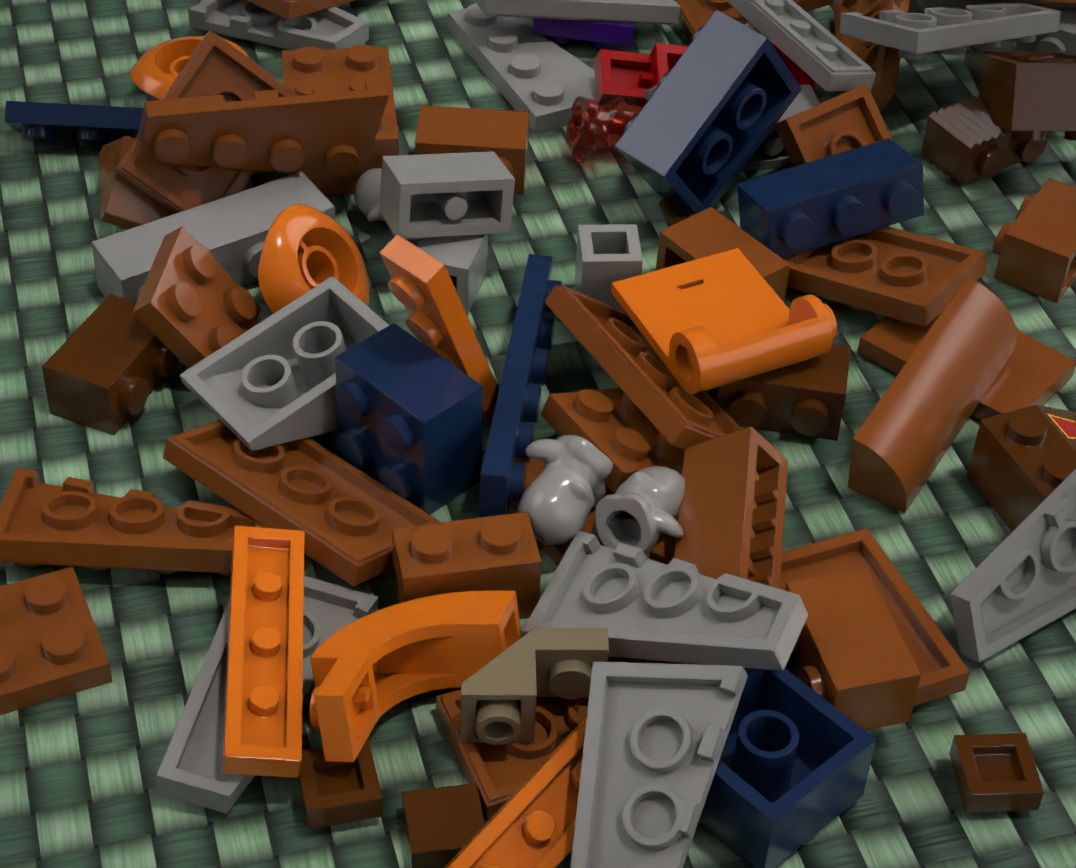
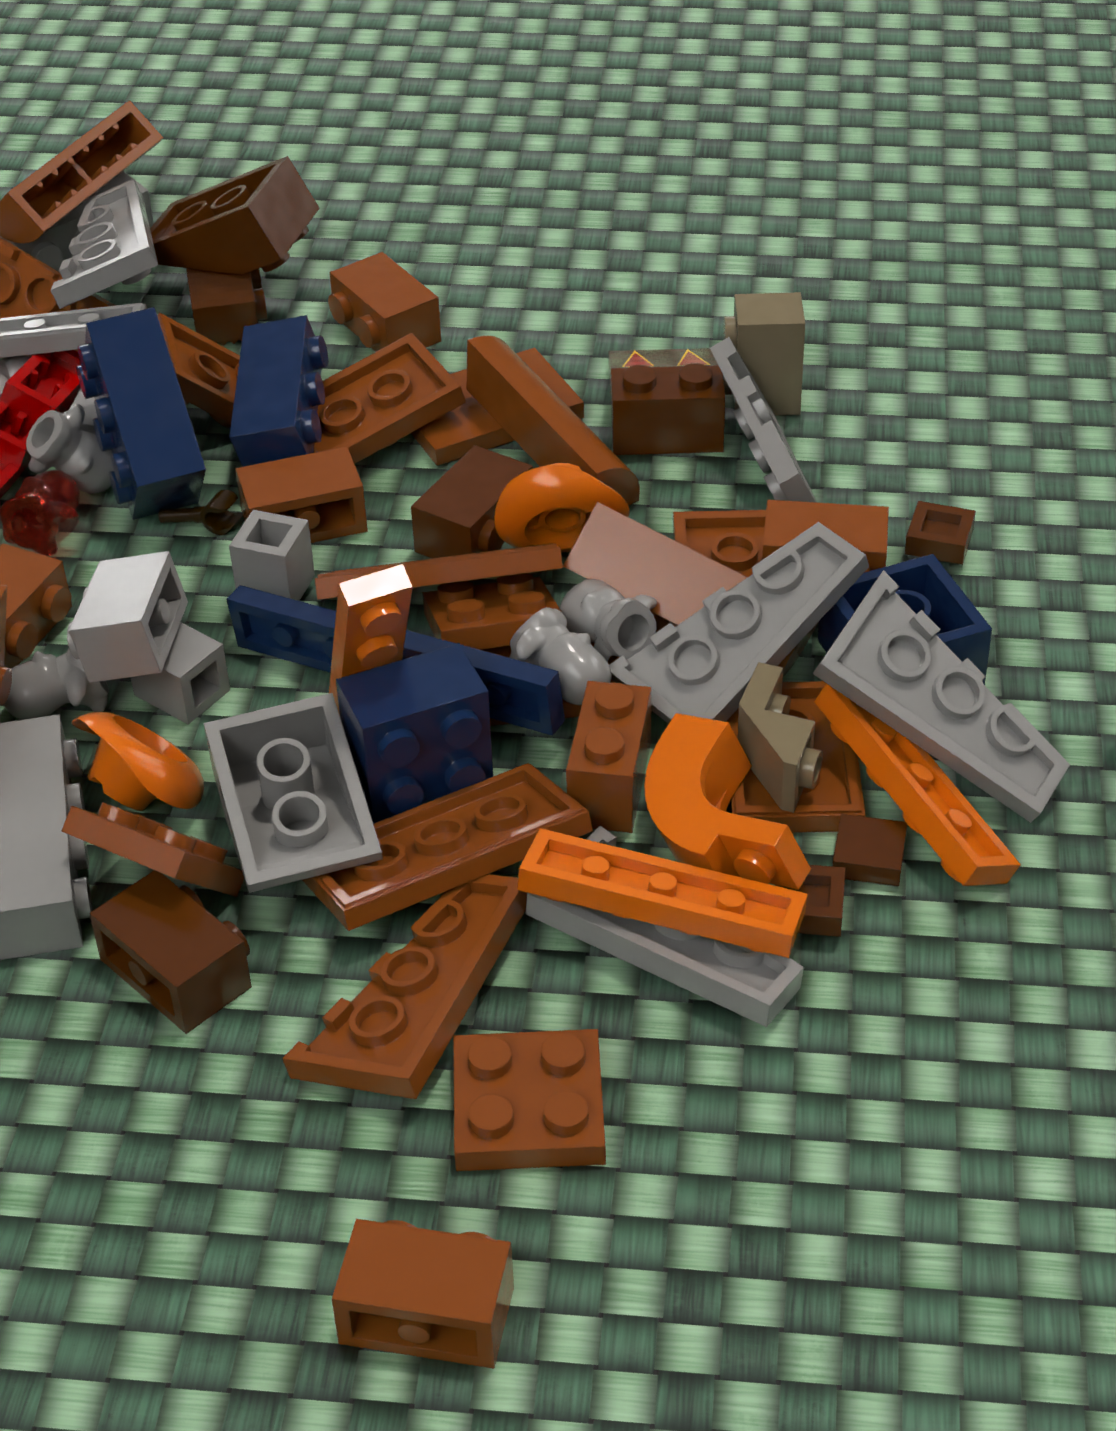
camera: 65 degrees left, 0 degrees up
(723, 321) = (412, 503): orange door -> none
(790, 421) = (551, 505): none -> orange hat

